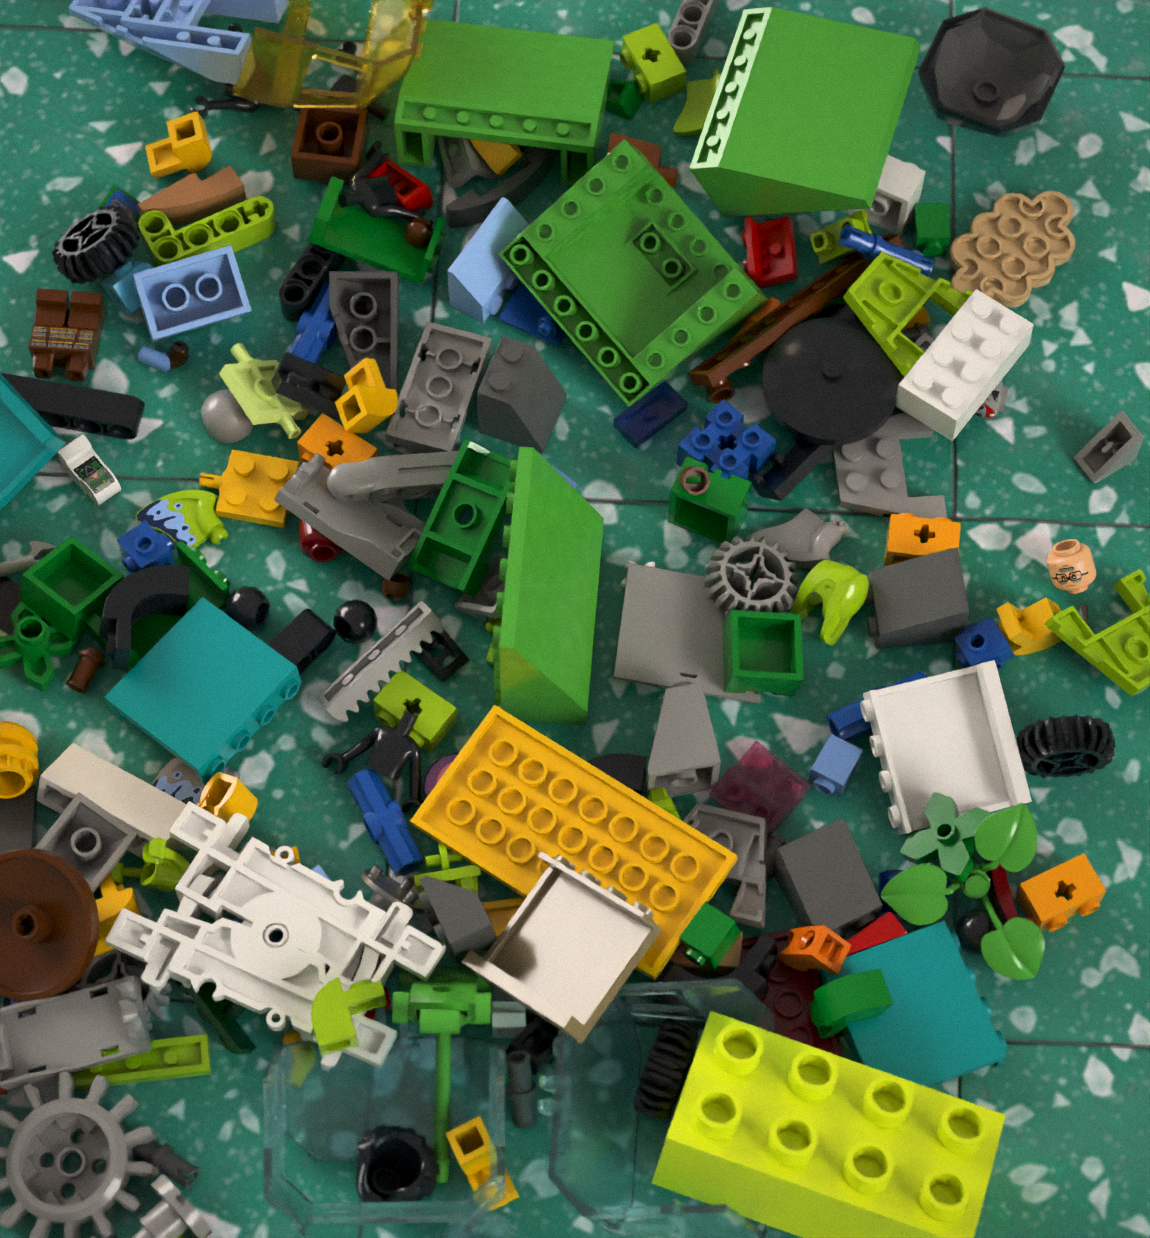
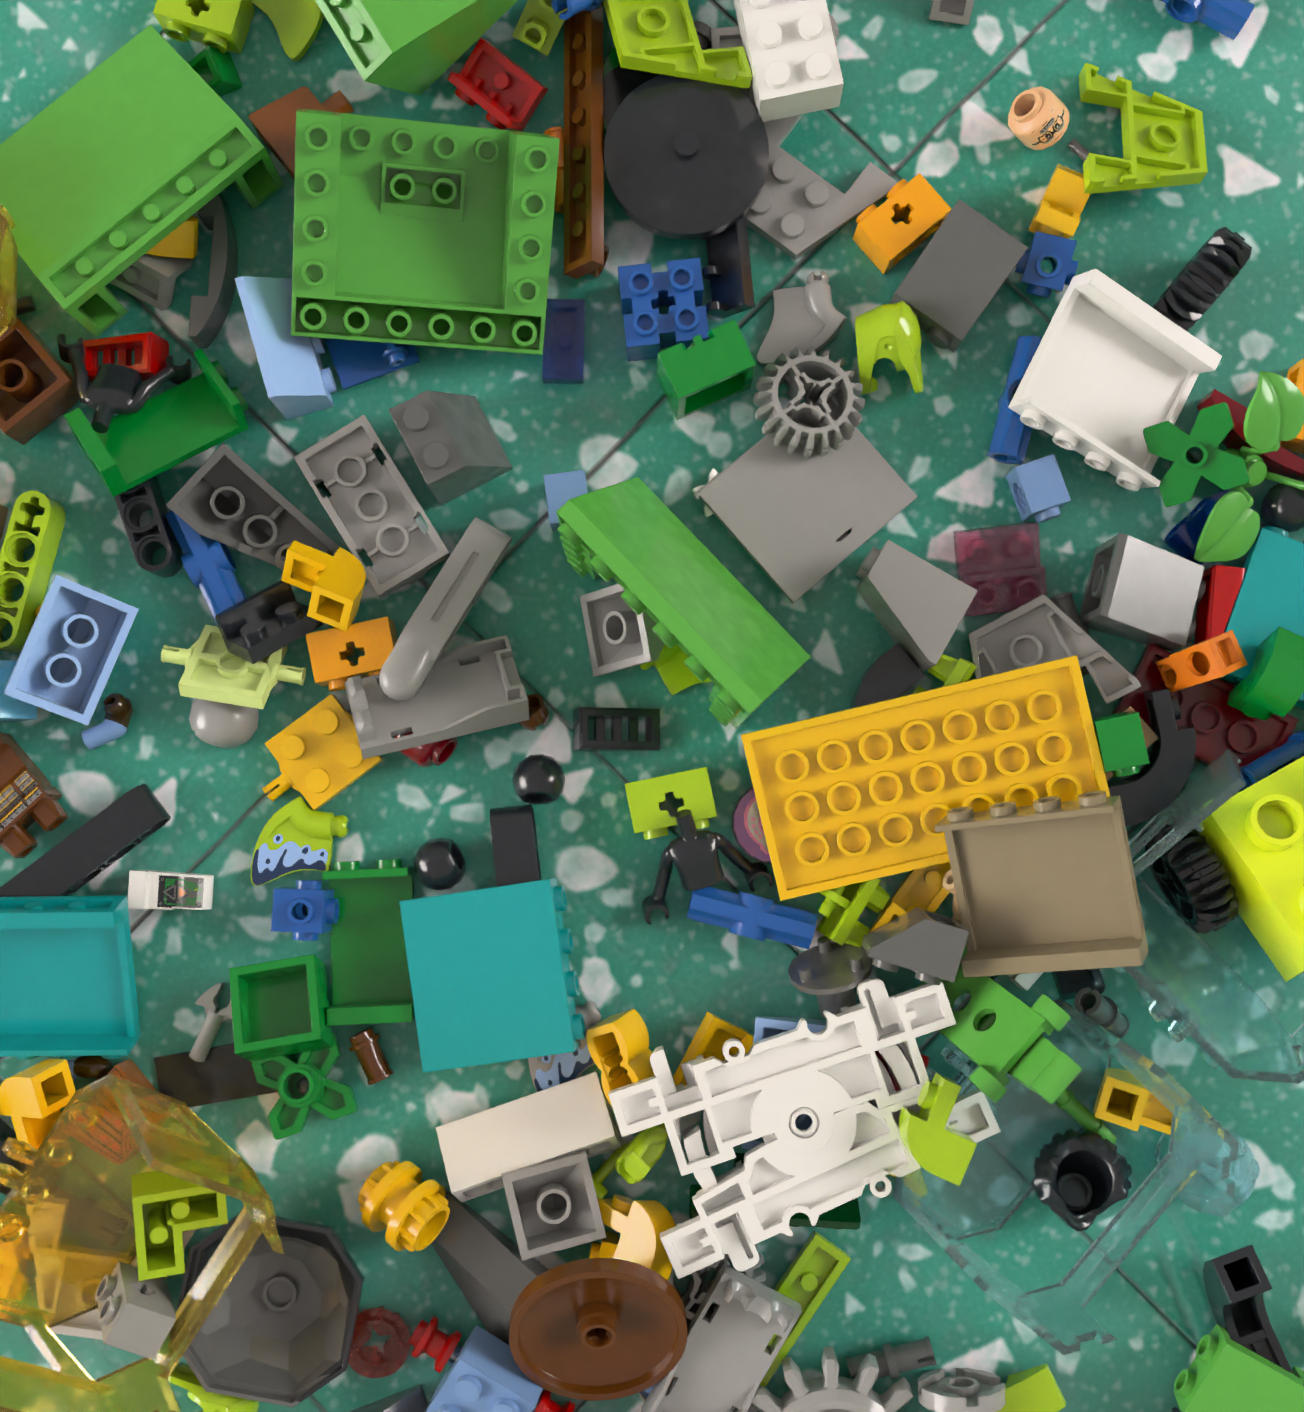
camera: 50 degrees left, 20 degrees up
(139, 595) = (346, 955): black arch -> none
(379, 661) = (602, 795): light grey gear -> none
(418, 232) = (190, 383): reddish brown hinge -> none
(455, 551) = (522, 555): green piece -> none
(694, 488) = (699, 374): reddish brown hinge -> none
(762, 652) = (885, 454): green piece -> none

